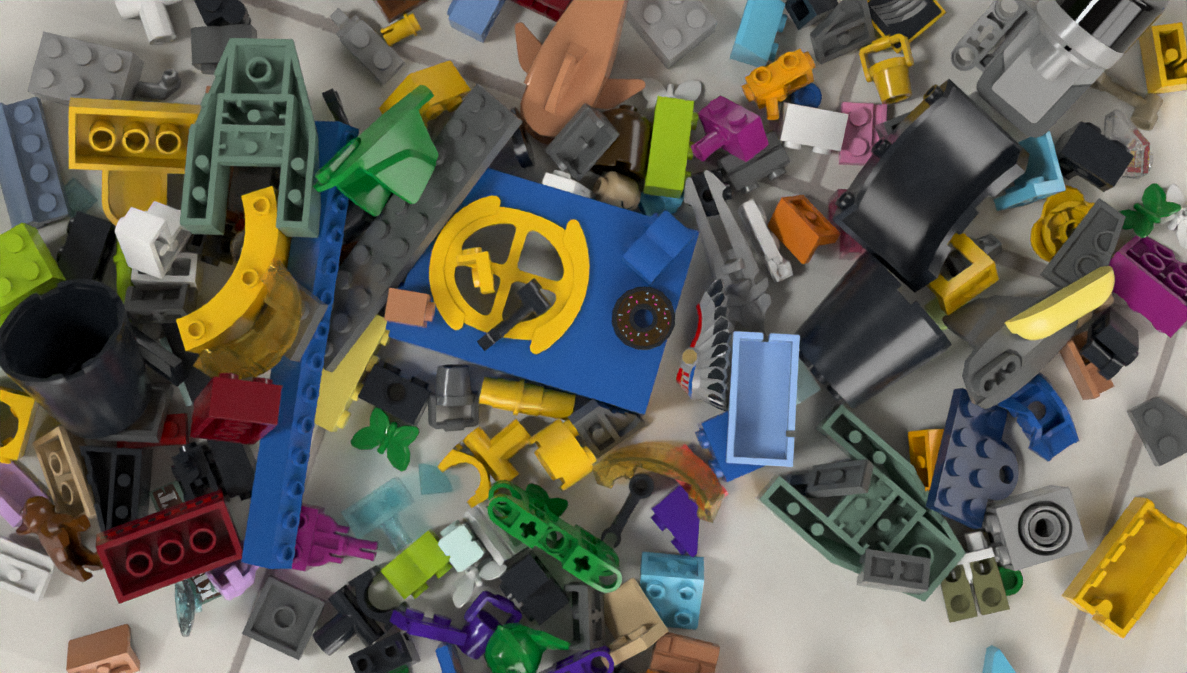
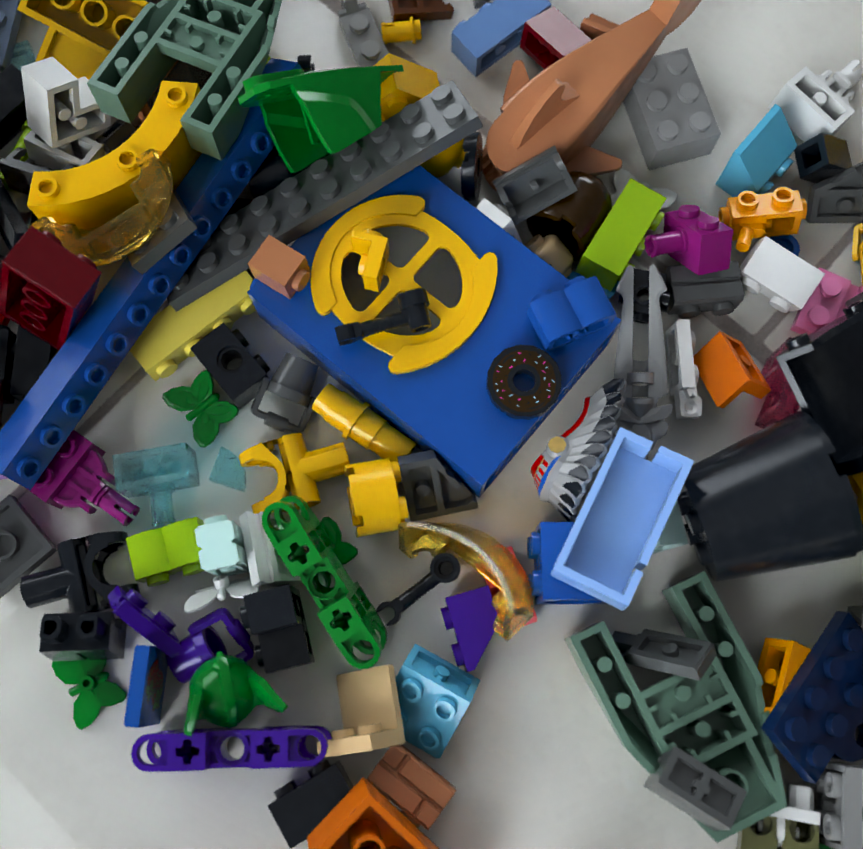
camera: 25 degrees right, 10 degrees down
(587, 616) = (323, 689): dark grey hinge -> none

